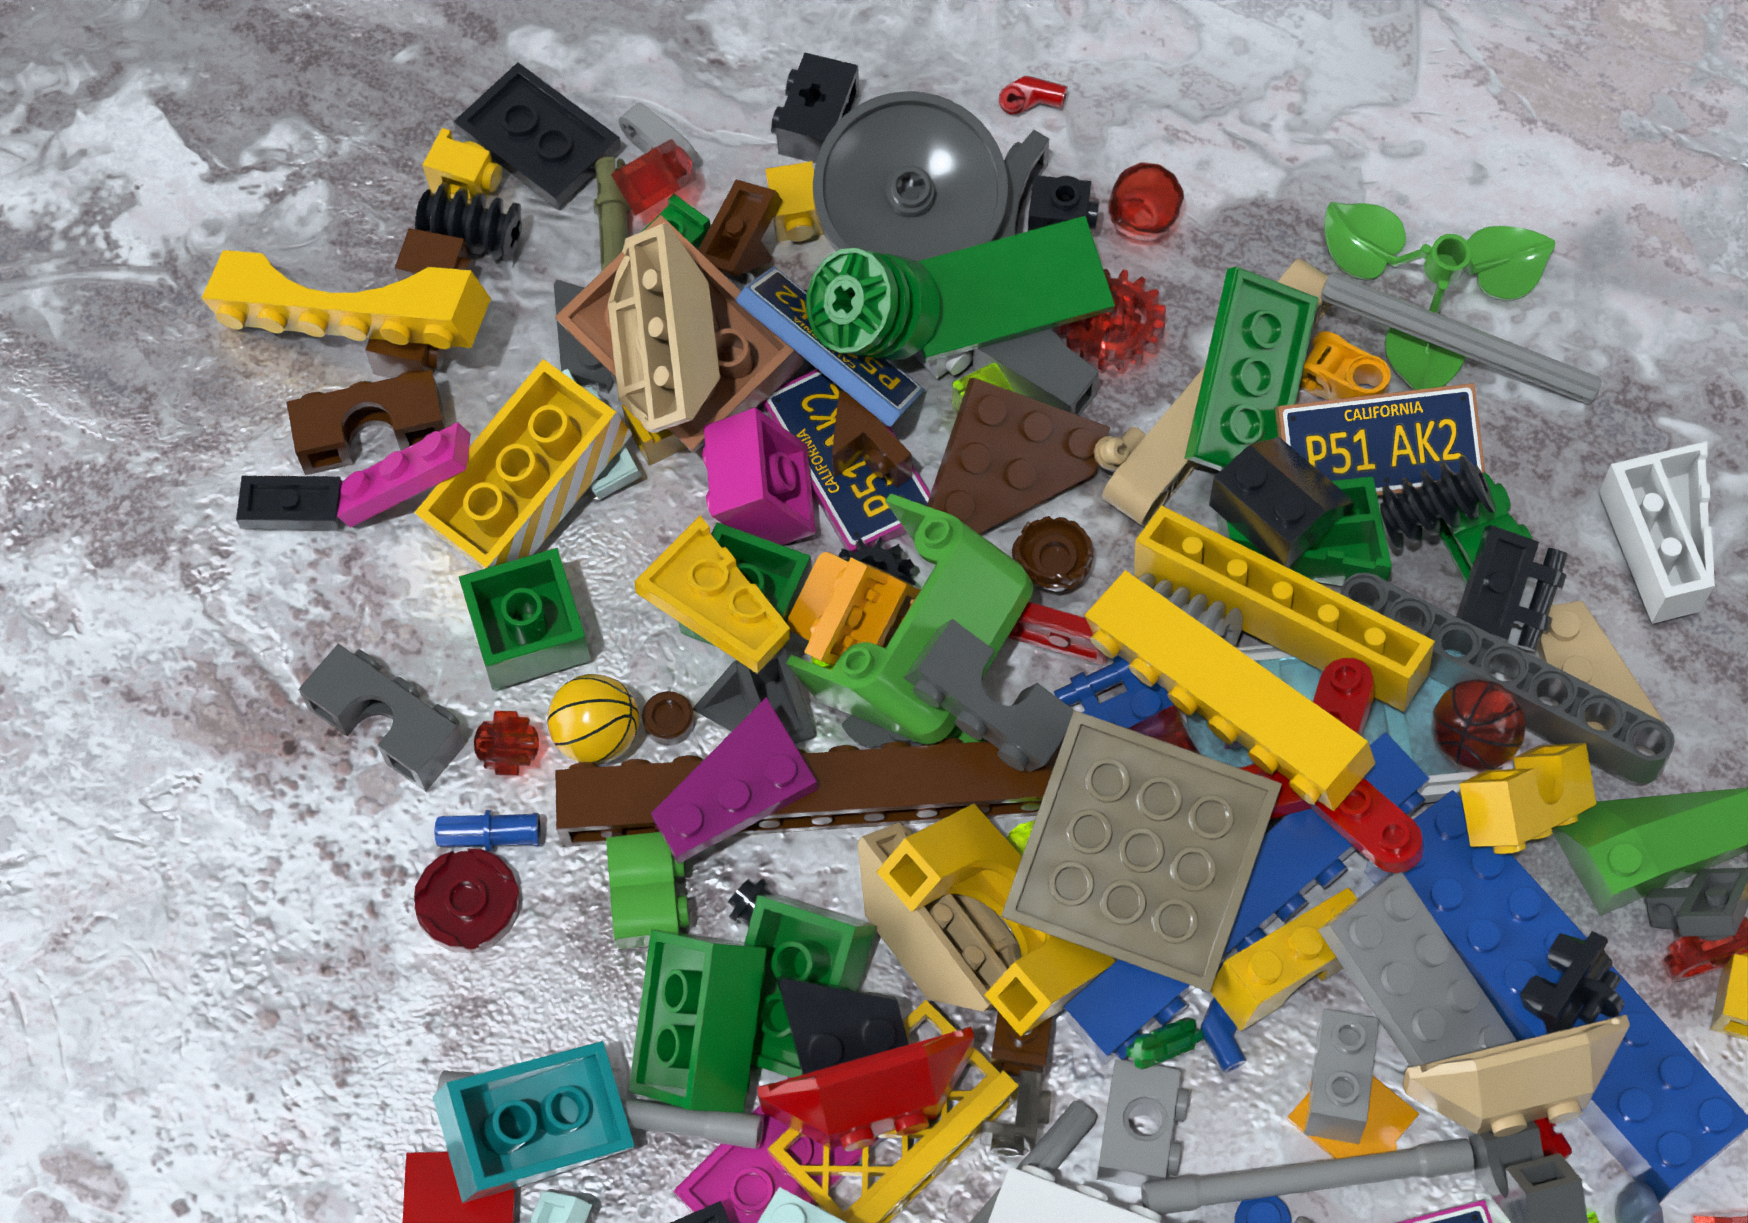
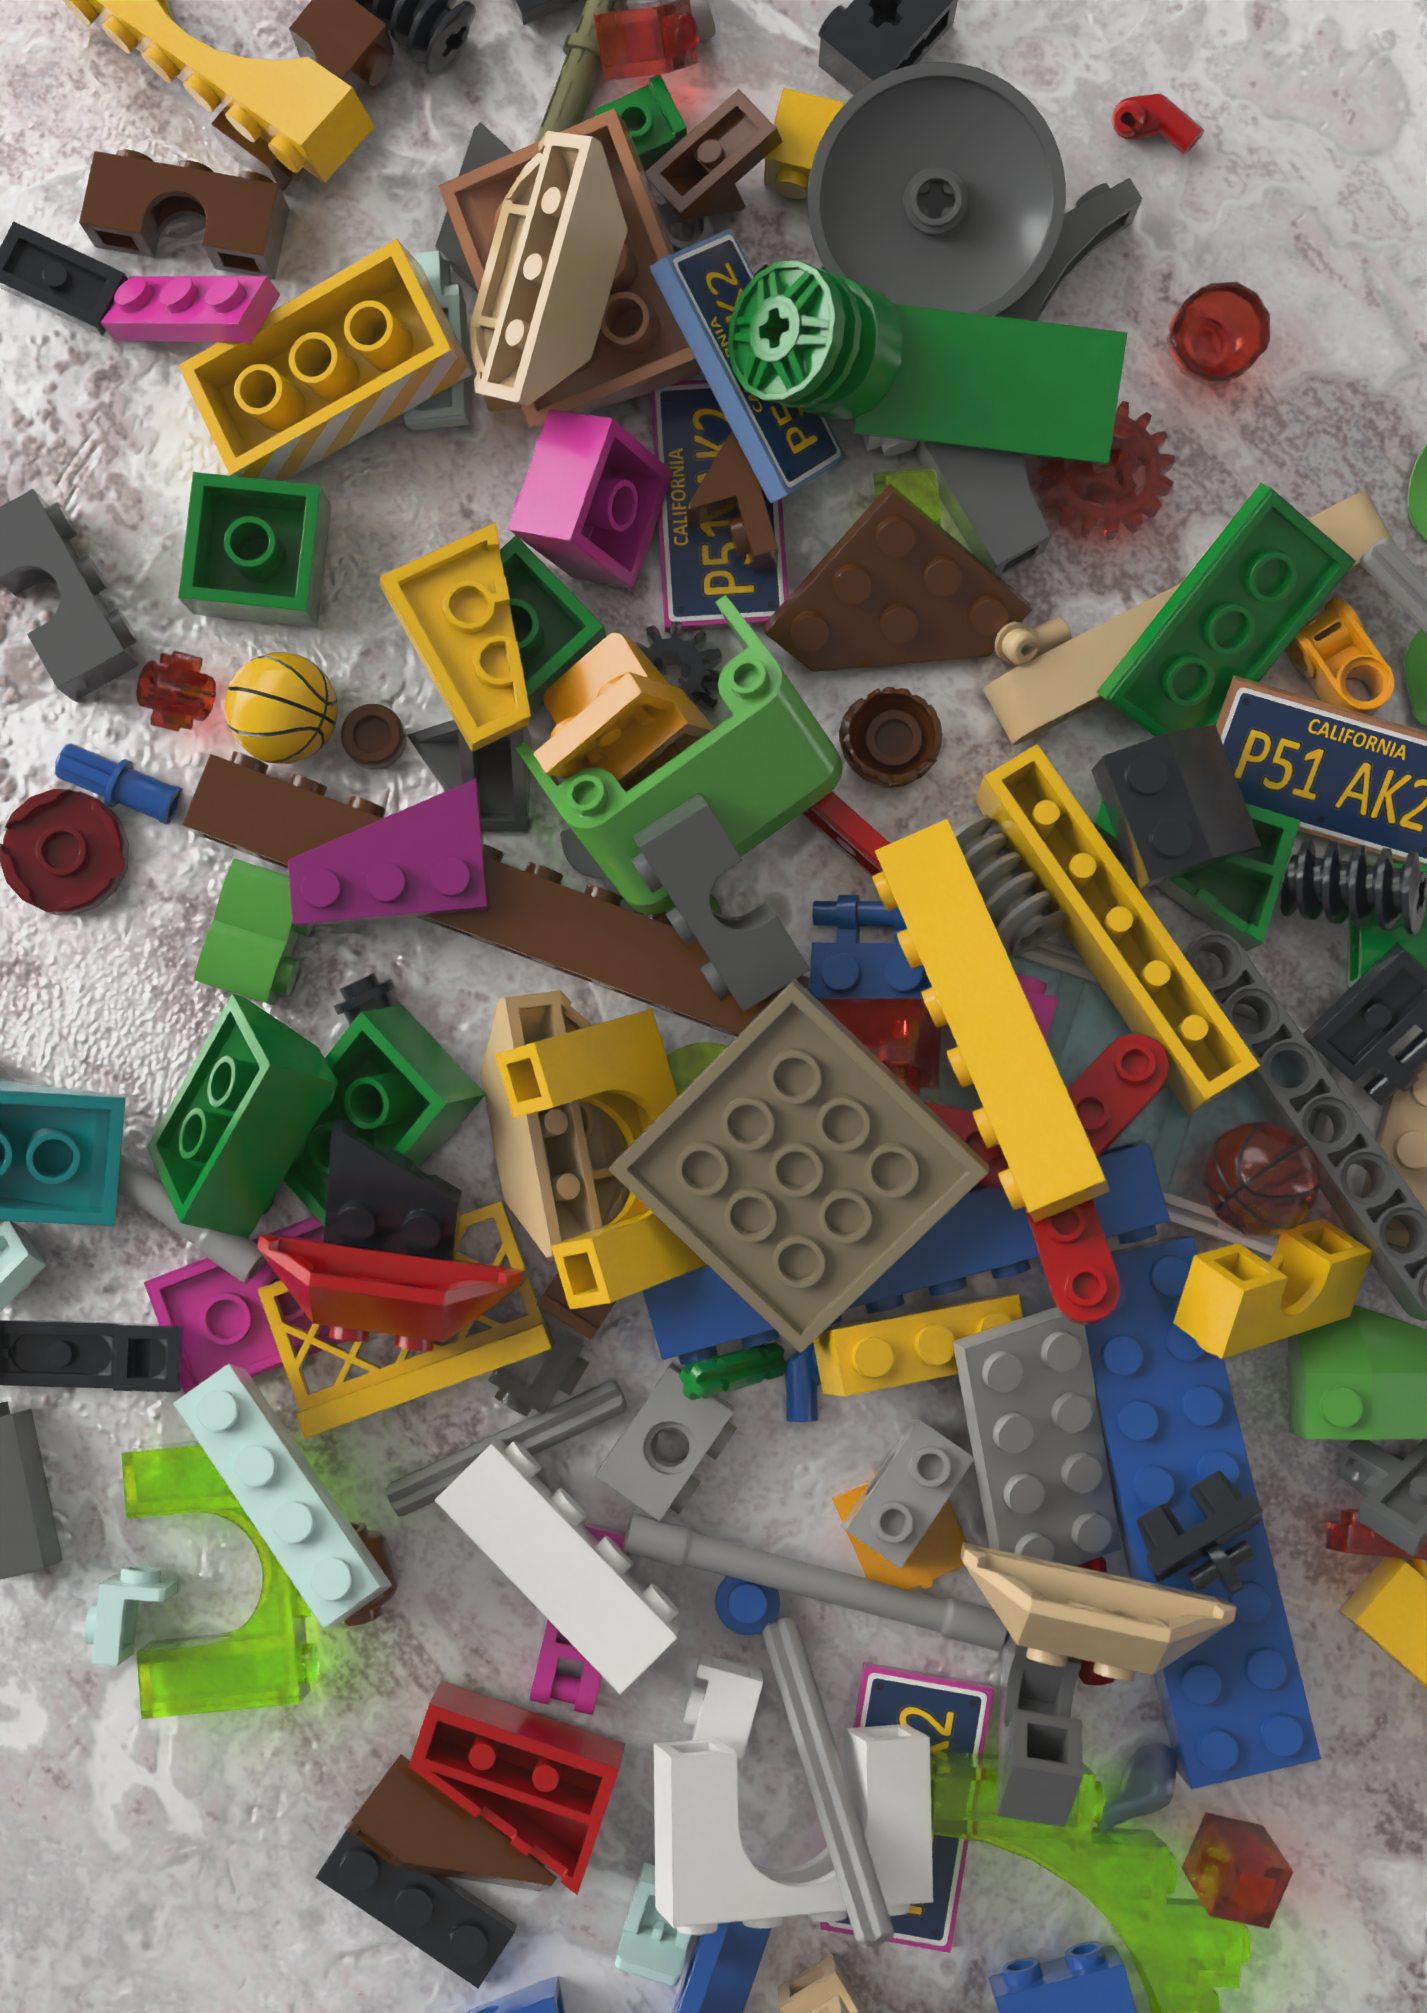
camera: 25 degrees right, 20 degrees up
(1061, 200) = (1113, 295): black brick -> none

